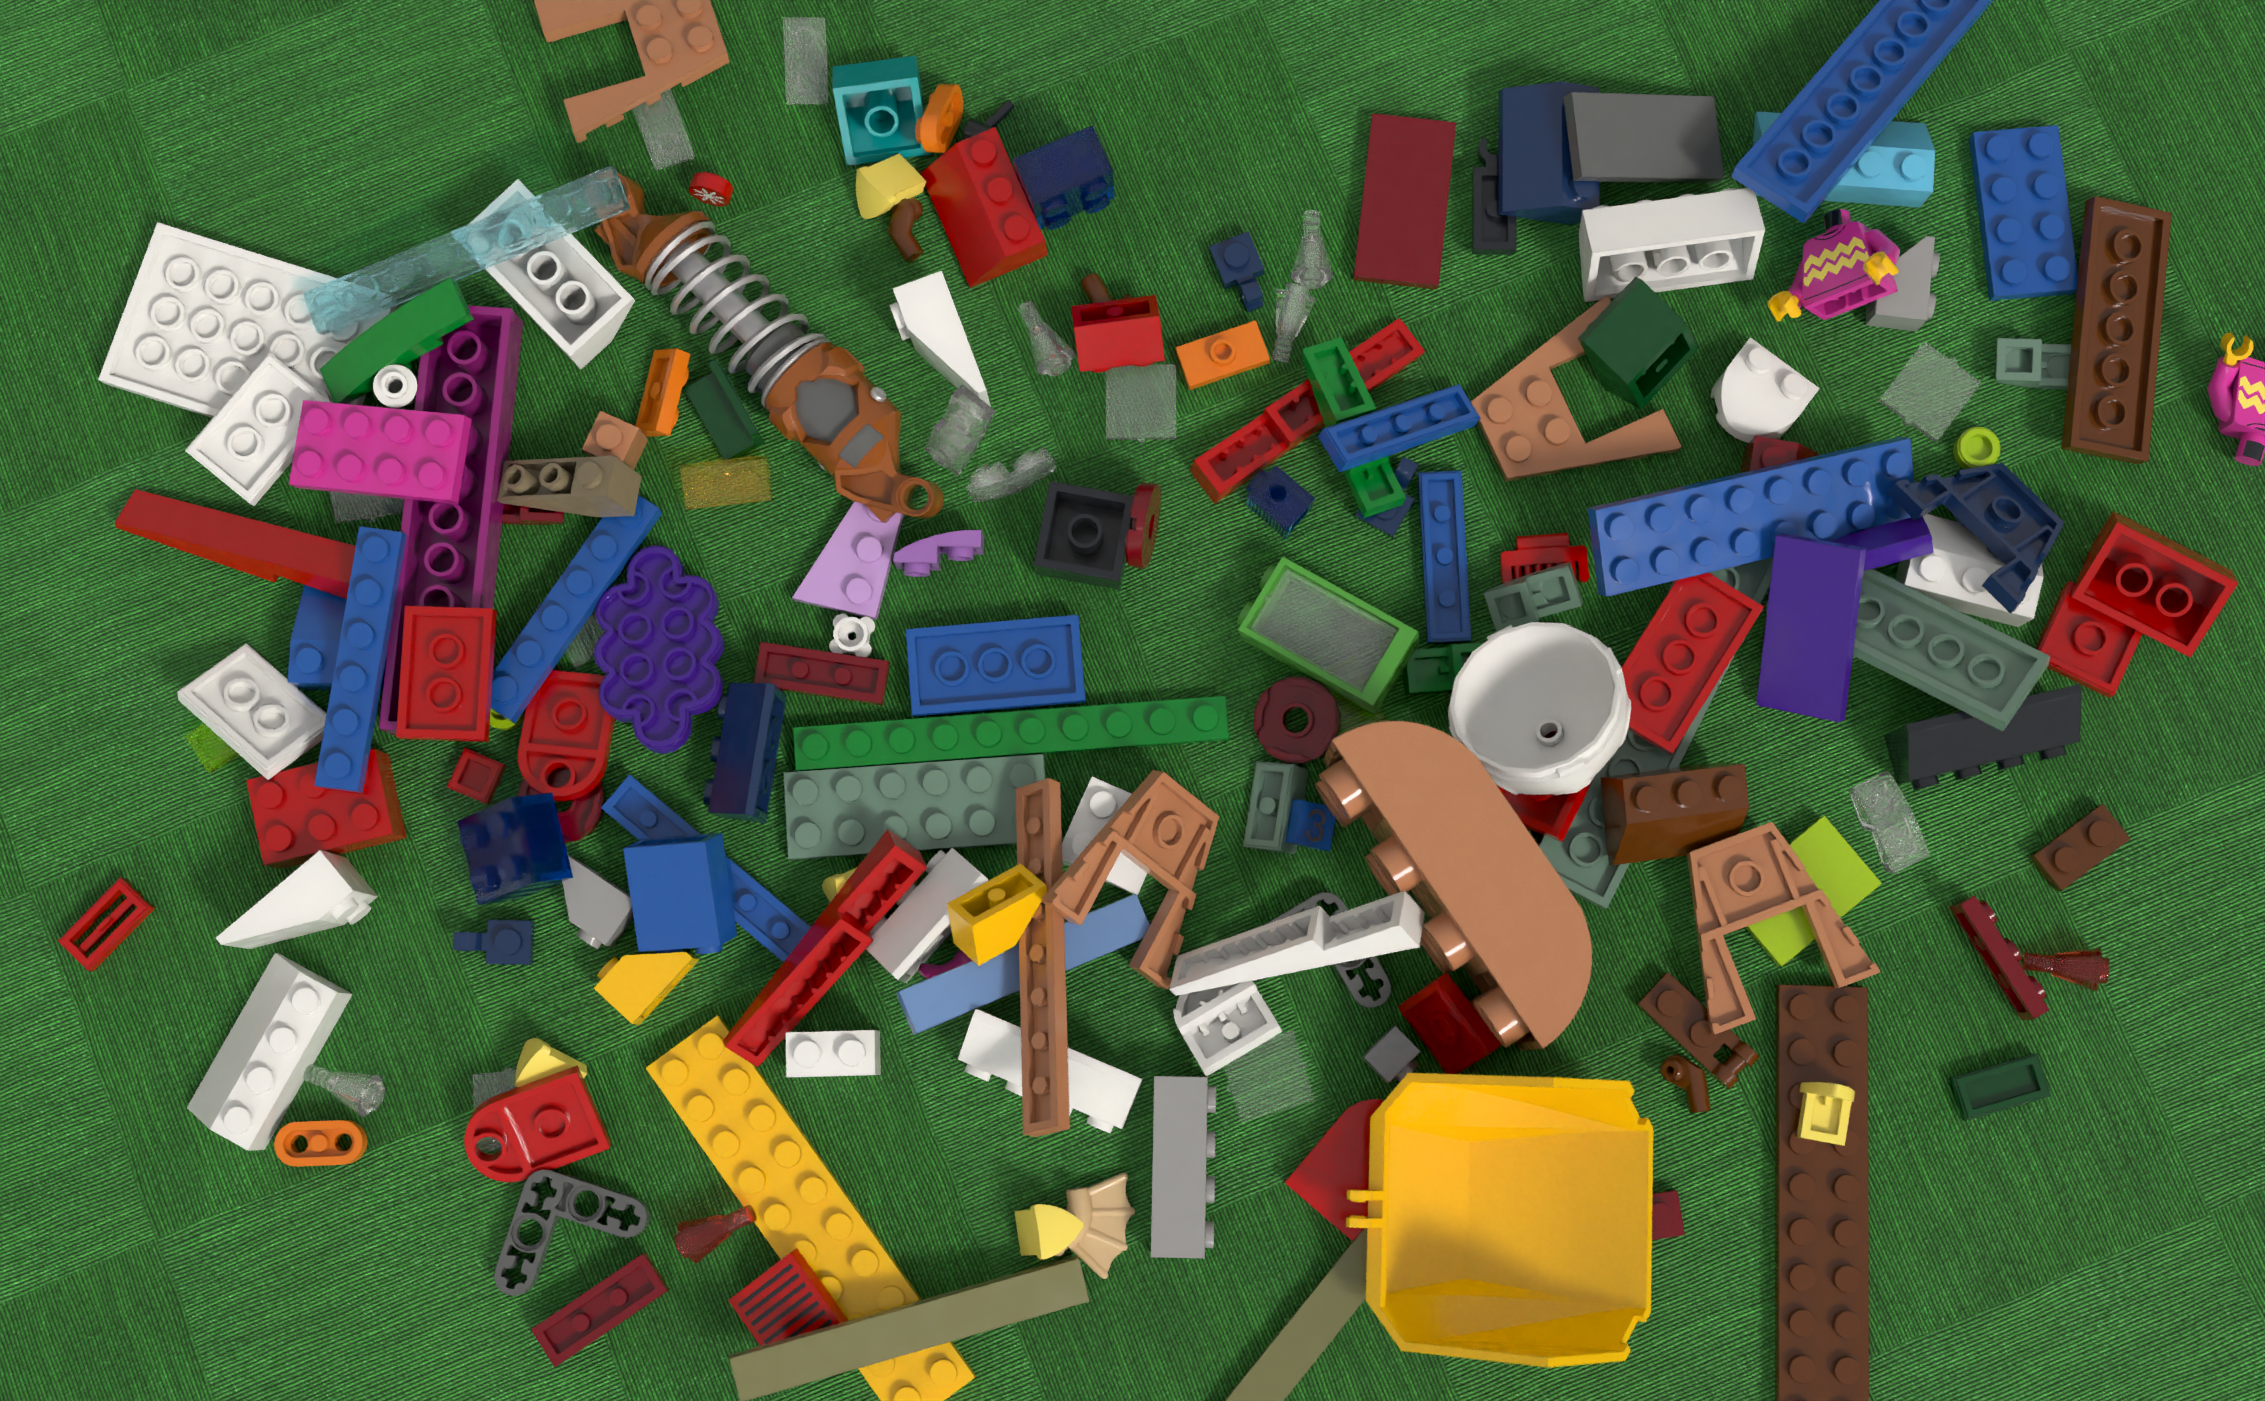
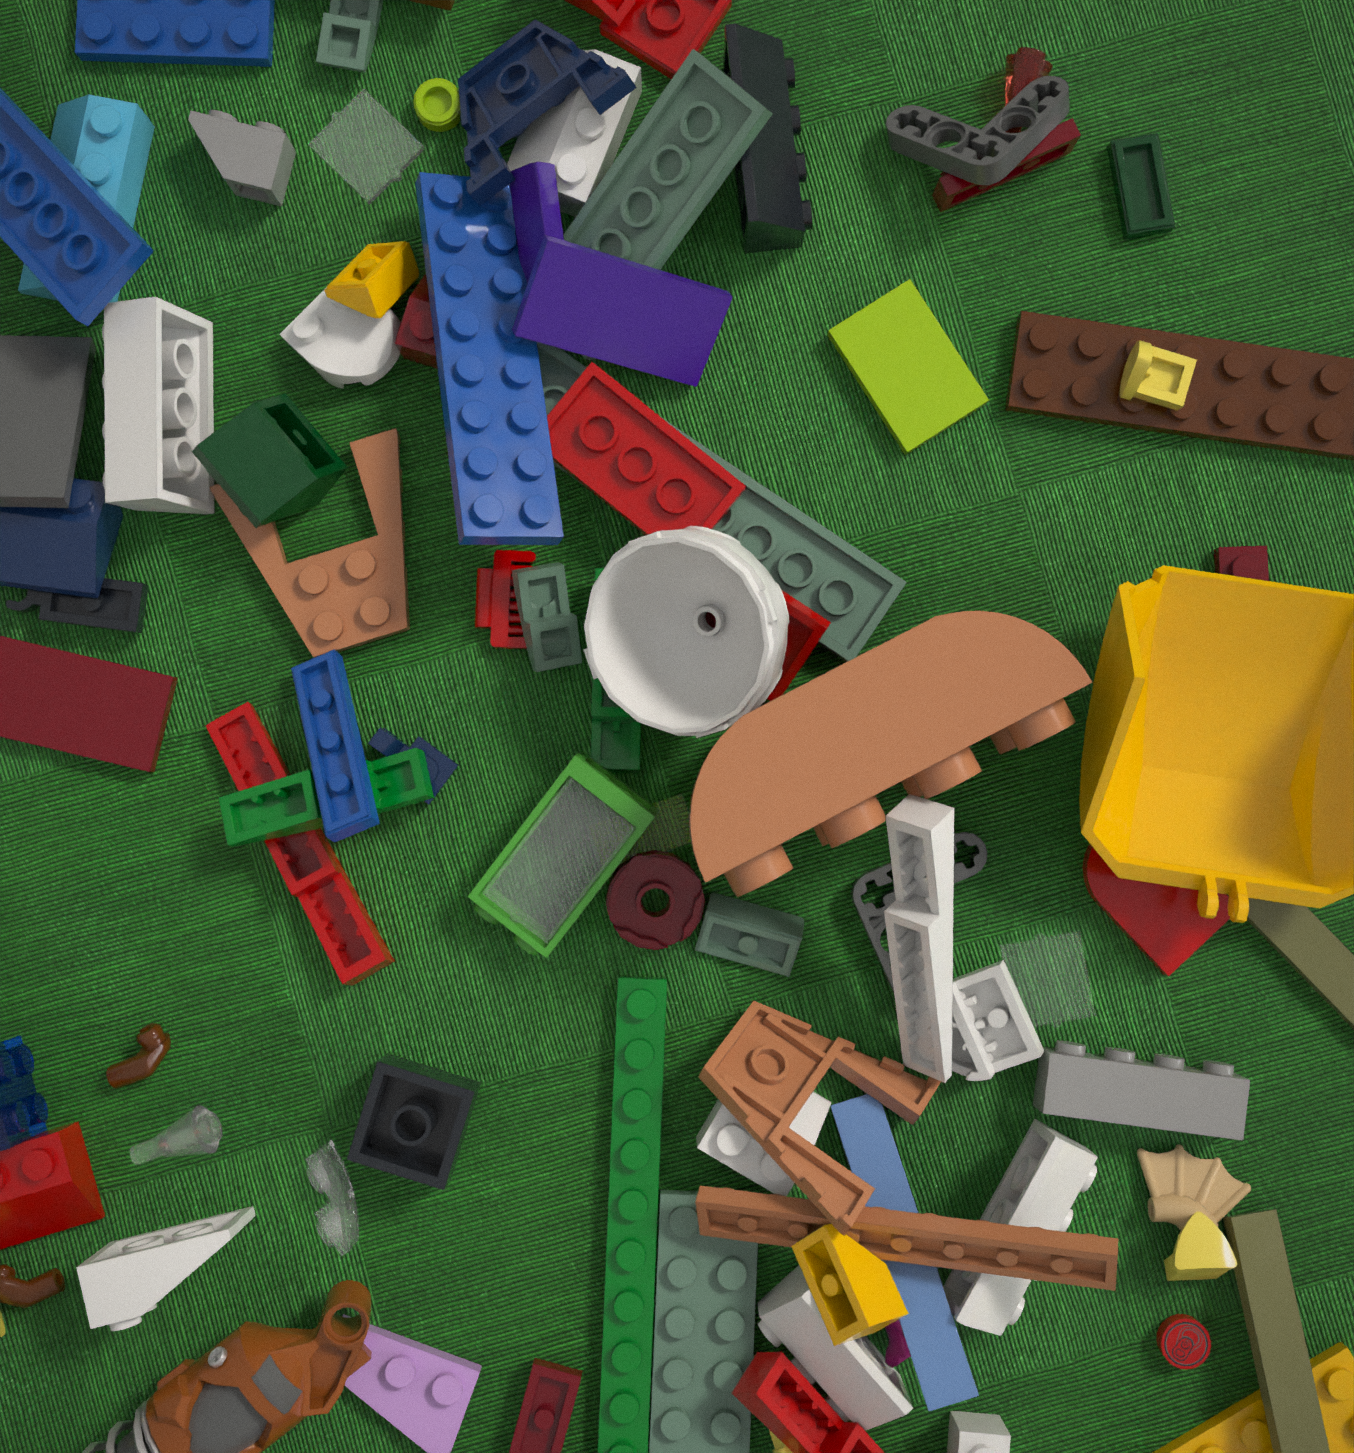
camera: 90 degrees left, 5 degrees up
(843, 627) = (493, 1413): white plate -> none
(926, 553) = (412, 1300): medium lavender slope -> none
(960, 430) = (274, 1253): clear slope -> none
(963, 1230) = (1183, 1341): none -> red tile
(995, 665) = (552, 1238): blue plate -> none
(1118, 333) = (181, 1056): red brick -> none
(1141, 402) = (265, 1033): clear piece -> none
(1144, 526) = (401, 1048): dark red tile -> none
(1222, 355) = (222, 933): orange plate -> none
(1239, 265) = (121, 902): dark blue plate -> none
(1278, 500) = (400, 890): clear blue brick -> none
(1292, 310) = (182, 848): clear cone -> none
(1310, 825) = (777, 902): blue tile -> none
(1311, 262) = (127, 818): clear cone -> none
(1392, 1056) = (1043, 840): flat silver plate -> none
(1444, 557) = (488, 710): blue tile -> none
(1448, 1025) = (1020, 777): red plate -> none
(1672, 810) = (807, 493): reddish brown slope -> none
(1688, 1025) = (1045, 503): reddish brown plate -> none
(1689, 1078) = (1099, 515): reddish brown arm -> none
(1749, 882) = (897, 425): nougat wing -> none
(1811, 413) = (375, 278): none -> yellow slope
(1840, 270) = (215, 220): dark pink torso -> none
(1891, 821) = (843, 258): clear slope -> none
(2053, 975) = (985, 153): none -> dark grey beam
(2079, 847) = (892, 60): reddish brown plate -> none

